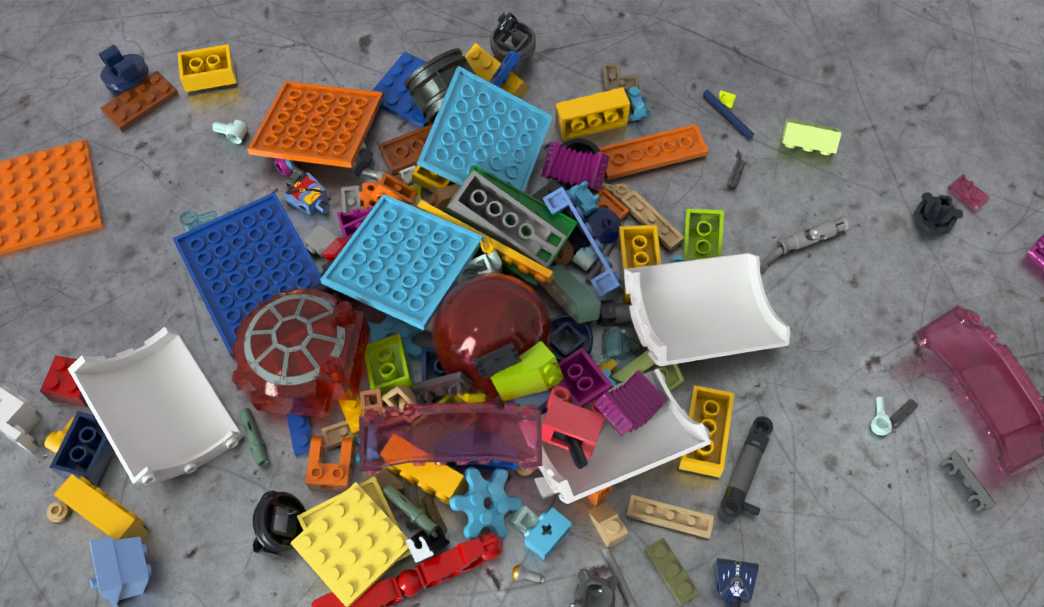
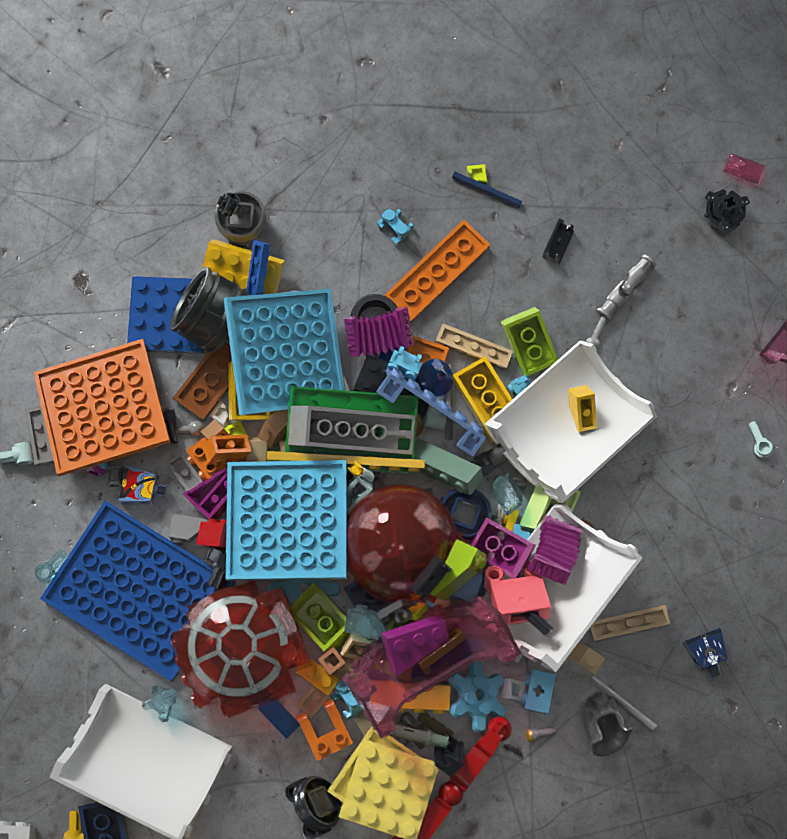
camera: 30 degrees left, 15 degrees up
(60, 385) = (38, 786): red piece -> none
(209, 364) = (162, 701): none -> clear light blue rock
(254, 124) = (38, 436): none -> light grey plate
(256, 444) = (242, 743): sand green pin -> none
(419, 379) = (364, 622): none -> clear light blue slope
(449, 436) = (455, 636): none -> reddish brown hinge
(450, 414) = (413, 642): none -> magenta wedge
(592, 114) = (361, 261): yellow brick -> none
(613, 79) = (361, 208): dark tan plate -> none
(618, 191) = (429, 329): tan plate -> none
(672, 571) = (653, 668): olive plate -> none
(713, 410) = (622, 522): yellow brick -> none
(722, 305) = (583, 407): none -> yellow slope
(736, 173) = (525, 248): dark grey piece -> none
(745, 471) = (671, 550): piece -> none
(770, 174) = (558, 242): none -> black hinge
(811, 136) = (576, 178): yellowish green slope -> none
(903, 413) = (775, 430): dark grey piece -> none

